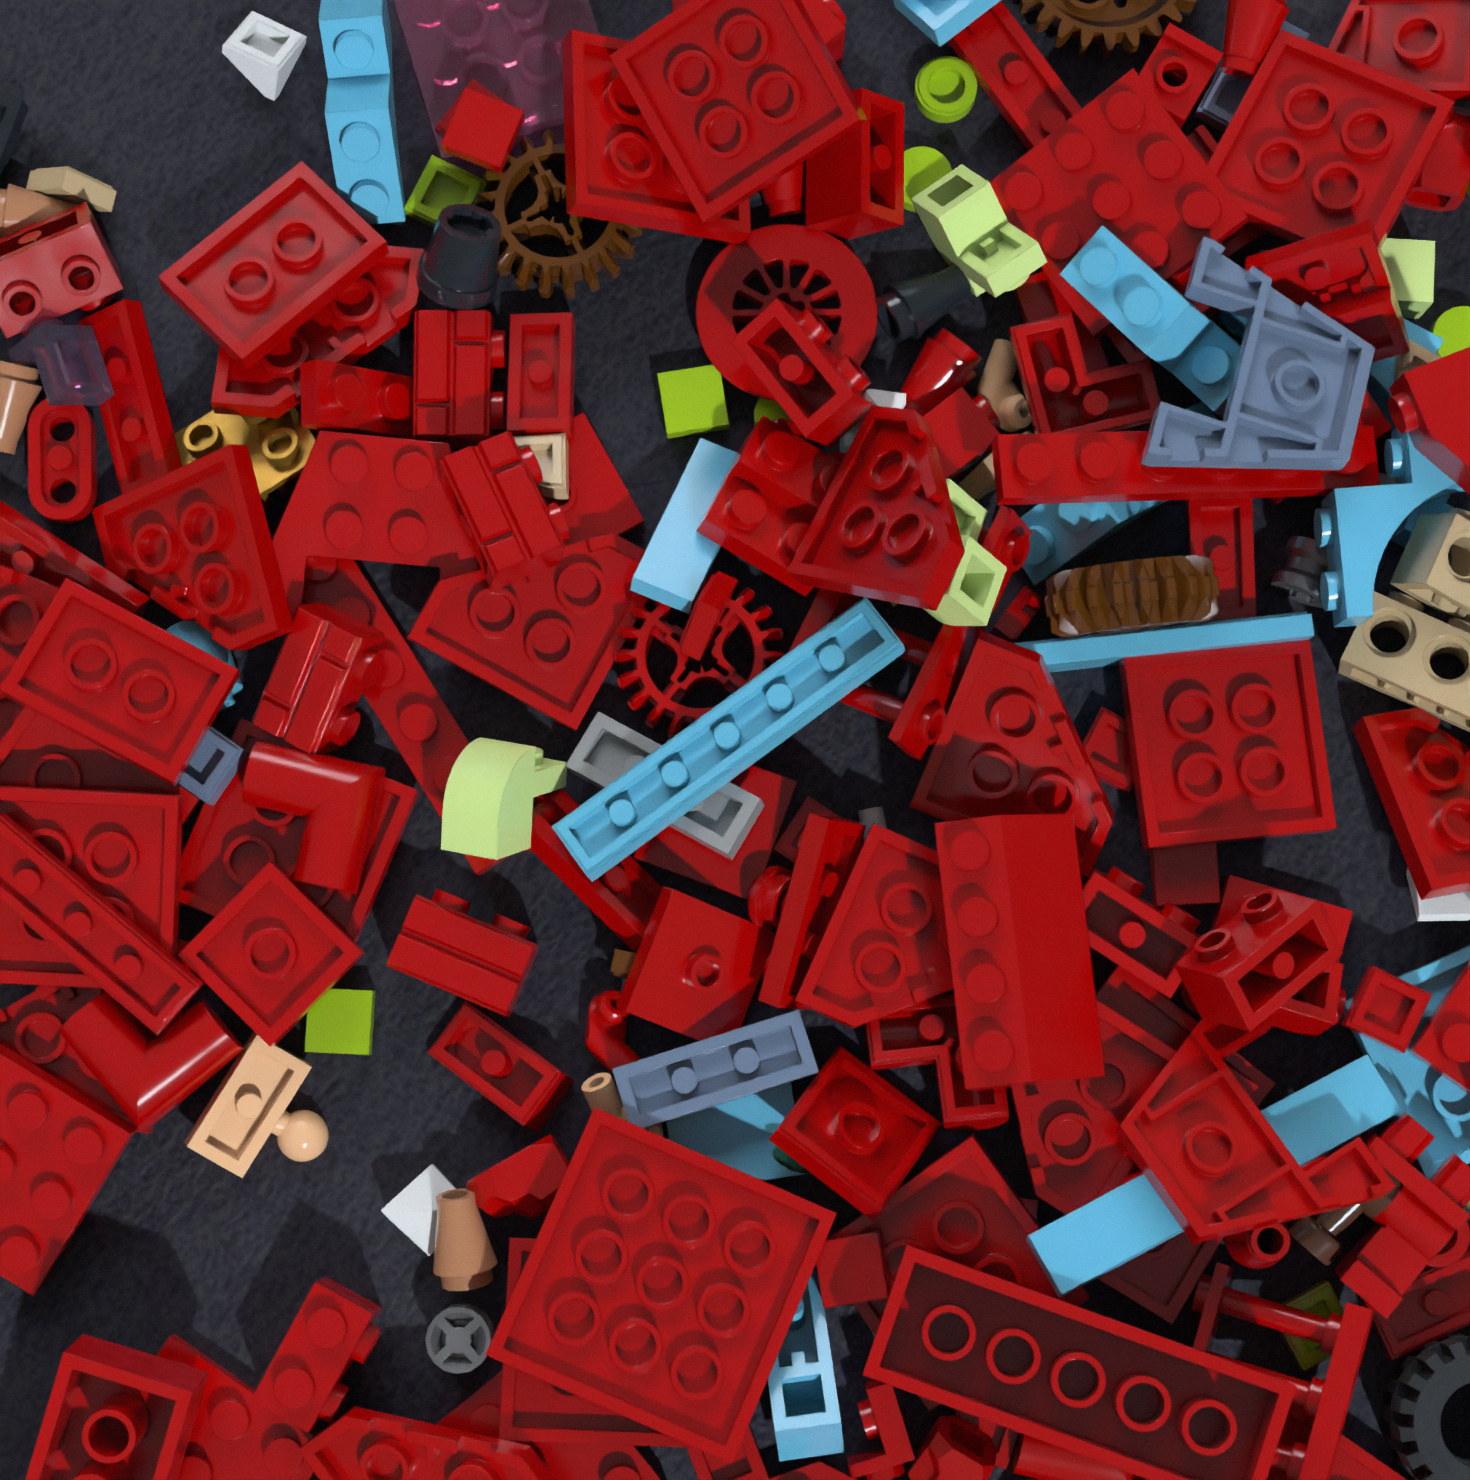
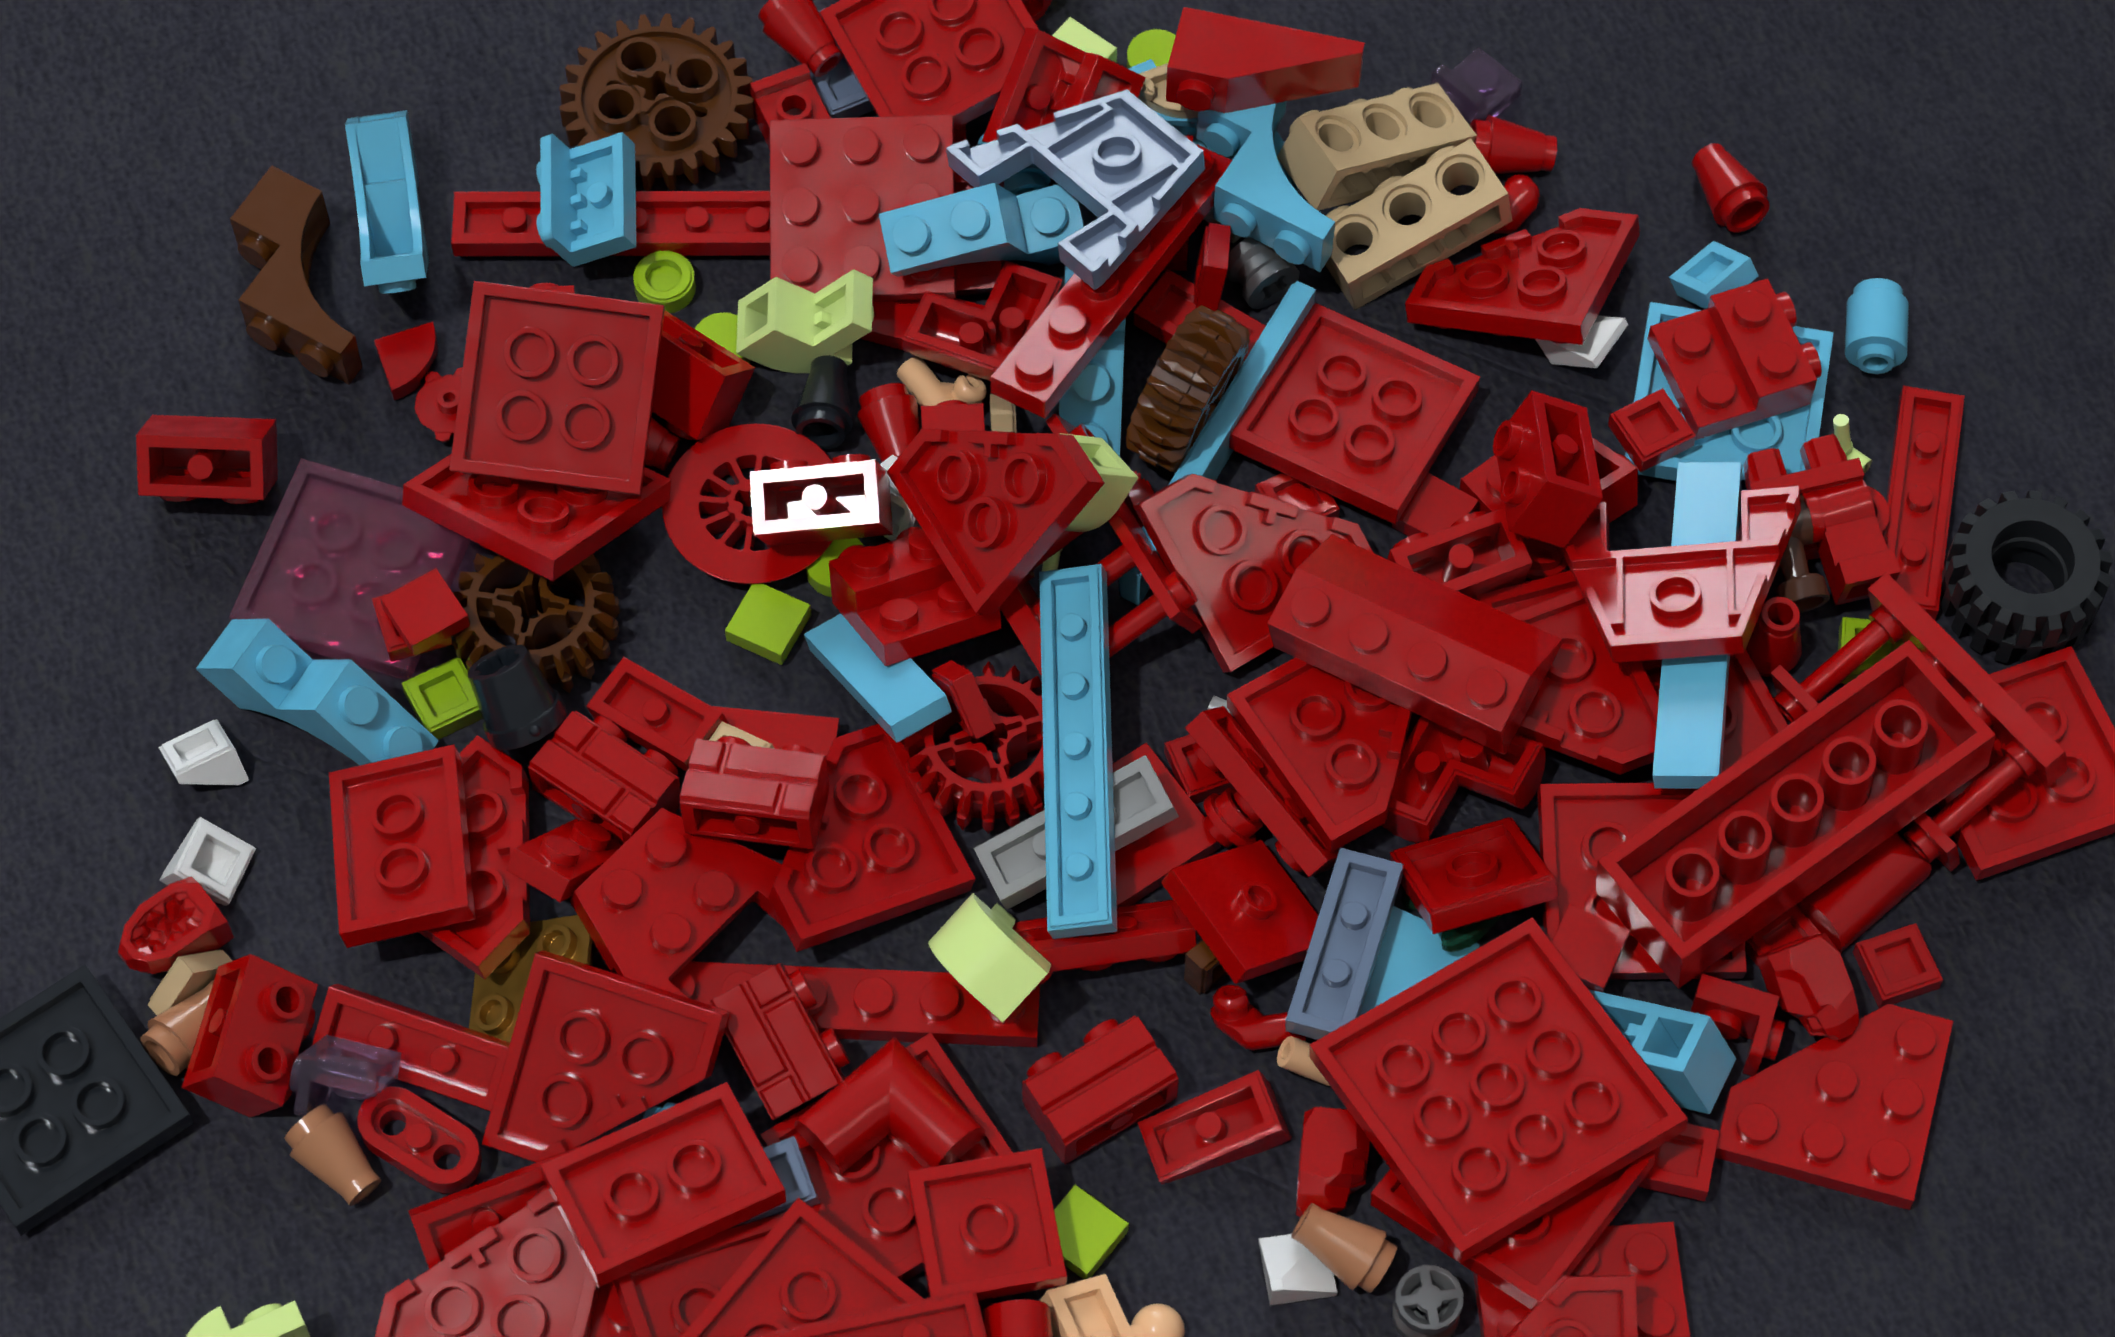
camera: 55 degrees left, 20 degrees down
(98, 143) = (172, 925): none -> red rock
(180, 126) = (212, 859): none -> white slope
(1270, 533) = (1212, 266): none -> red tile

